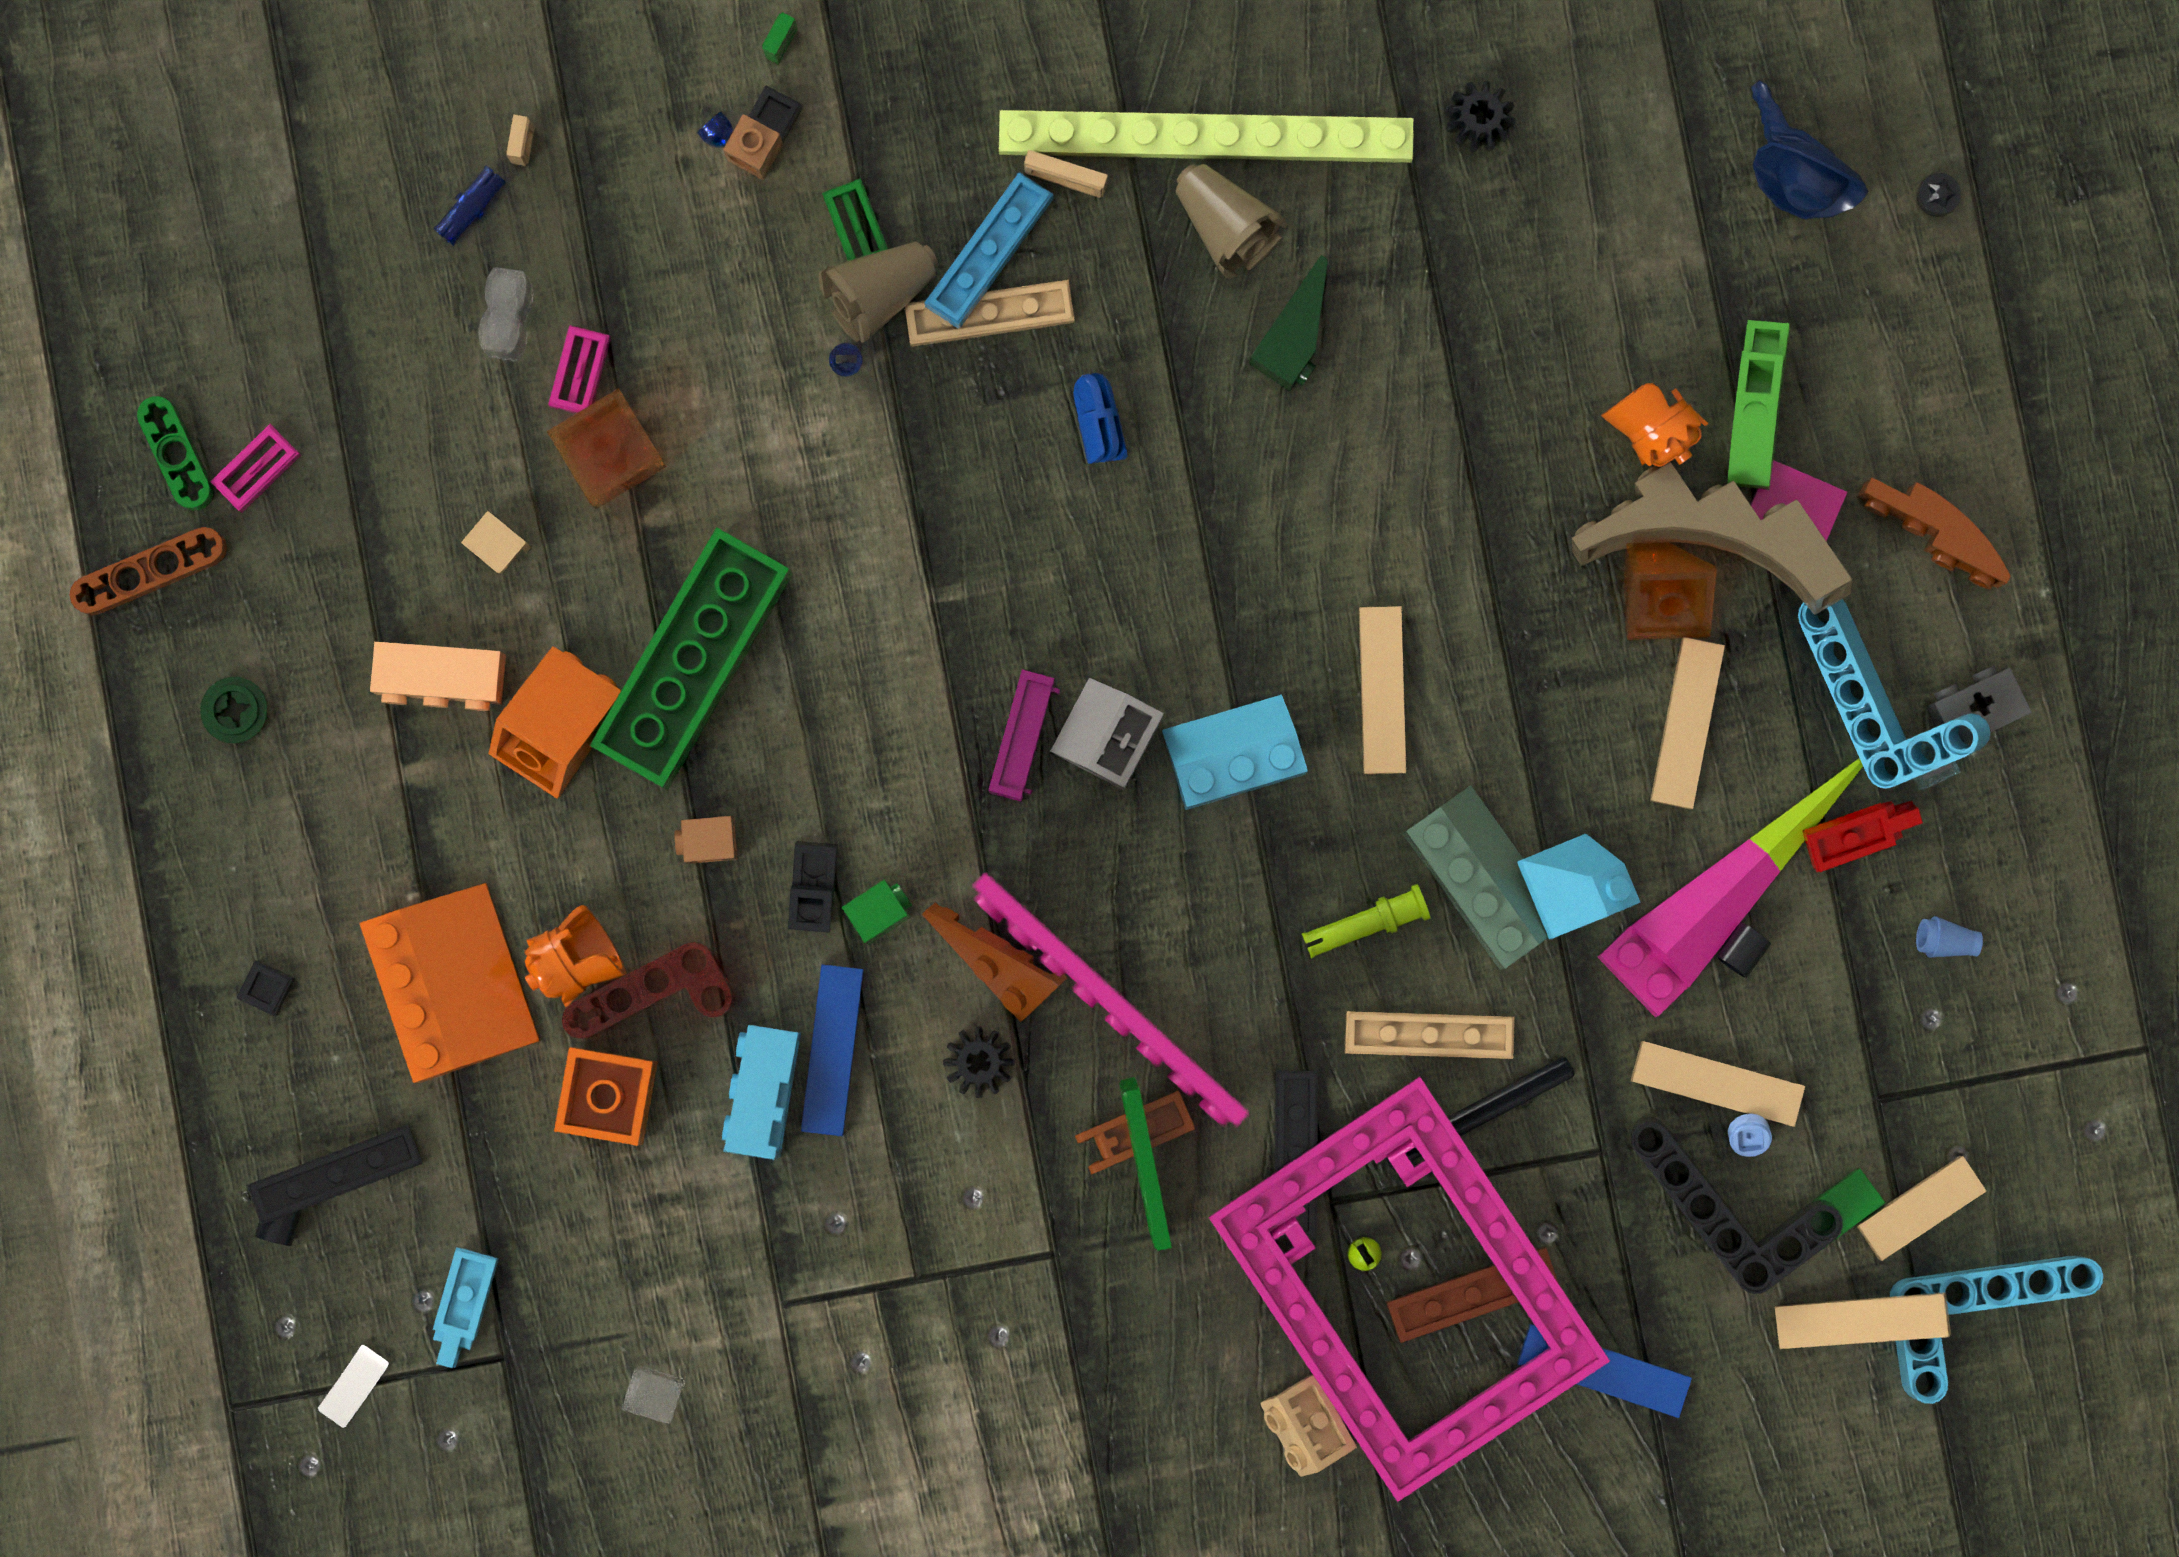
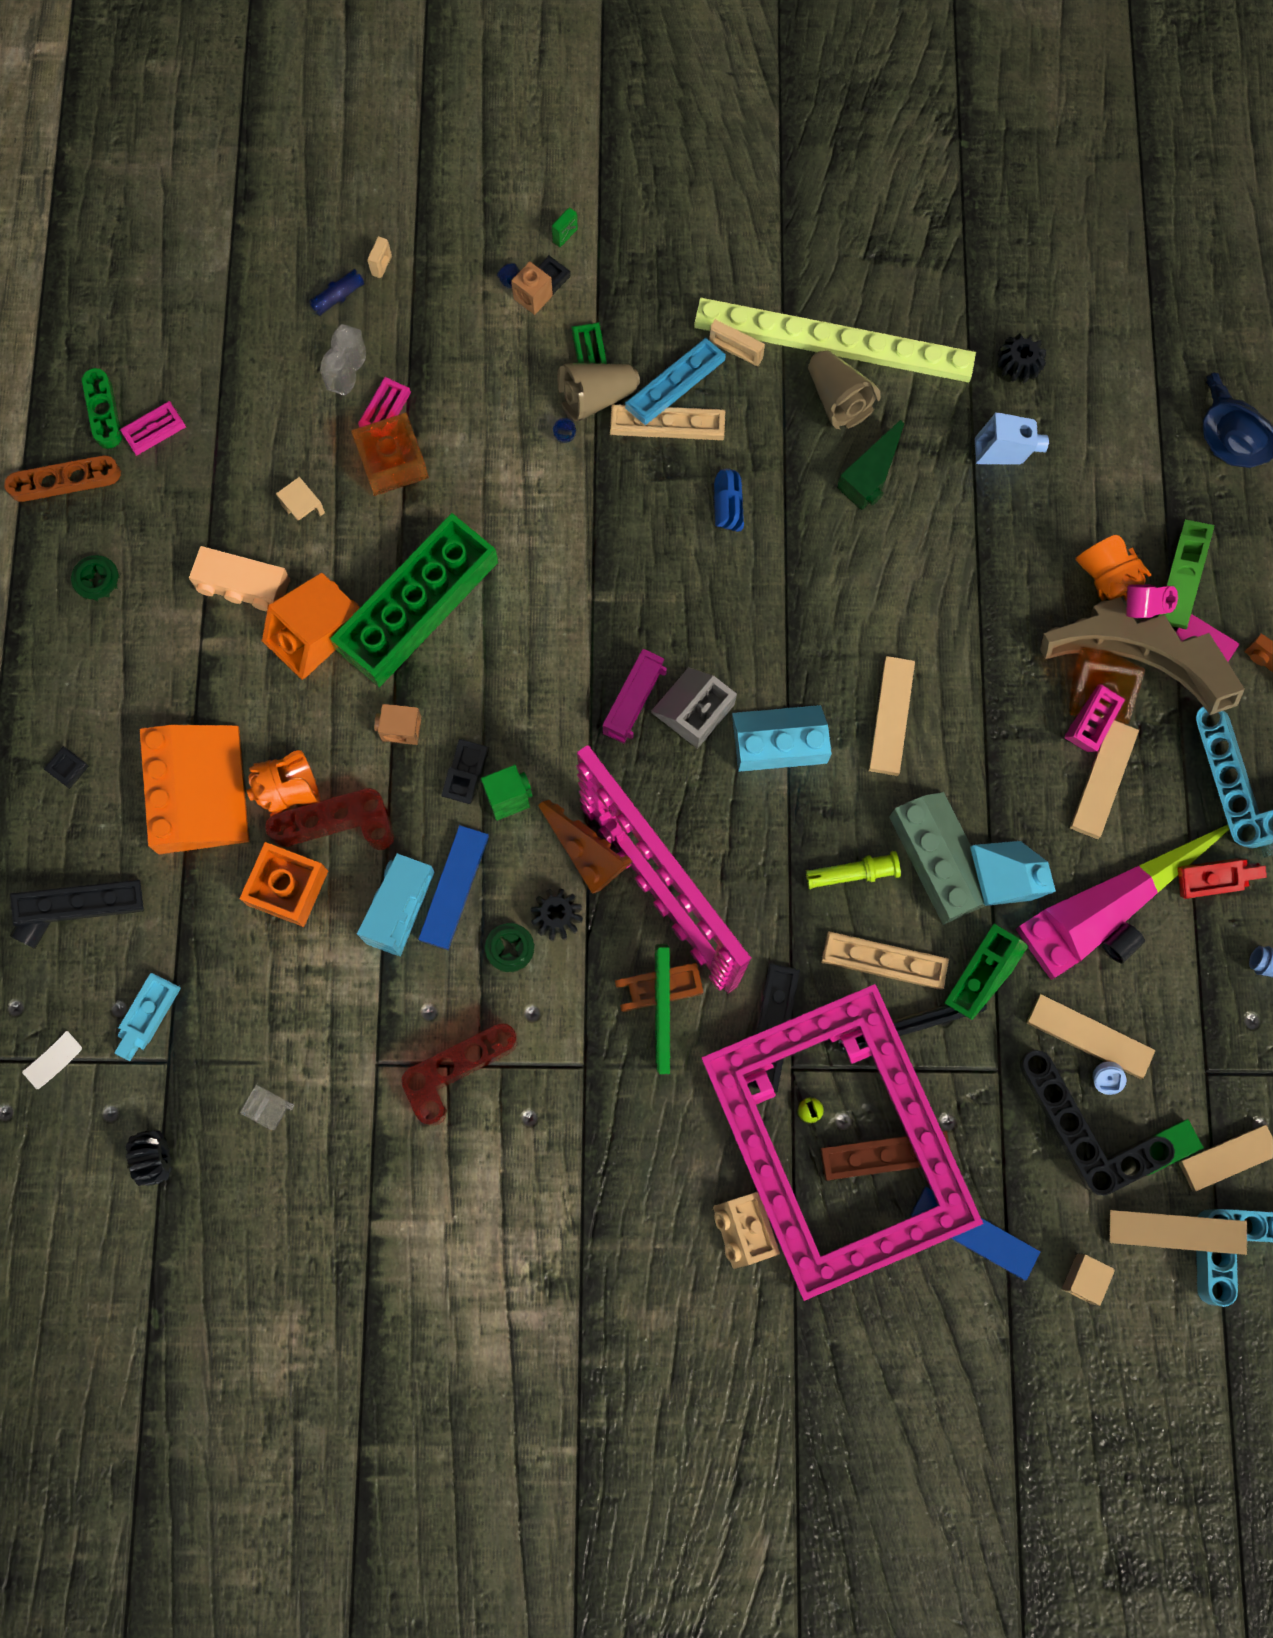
camera: 10 degrees right, 10 degrees down
(517, 1489) = (148, 1158): none -> black gear
(896, 1288) = (462, 1068): none -> clear red beam
(927, 1138) = (511, 933): none -> dark green gear
(1481, 253) = (1008, 440): none -> light blue torso
(1565, 1027) = (986, 971): none -> green slope
(1648, 639) = (1103, 724): none -> dark pink slope
(1709, 467) = (1147, 601): none -> dark pink piece
(1757, 1402) = (1088, 1279): none -> tan panel

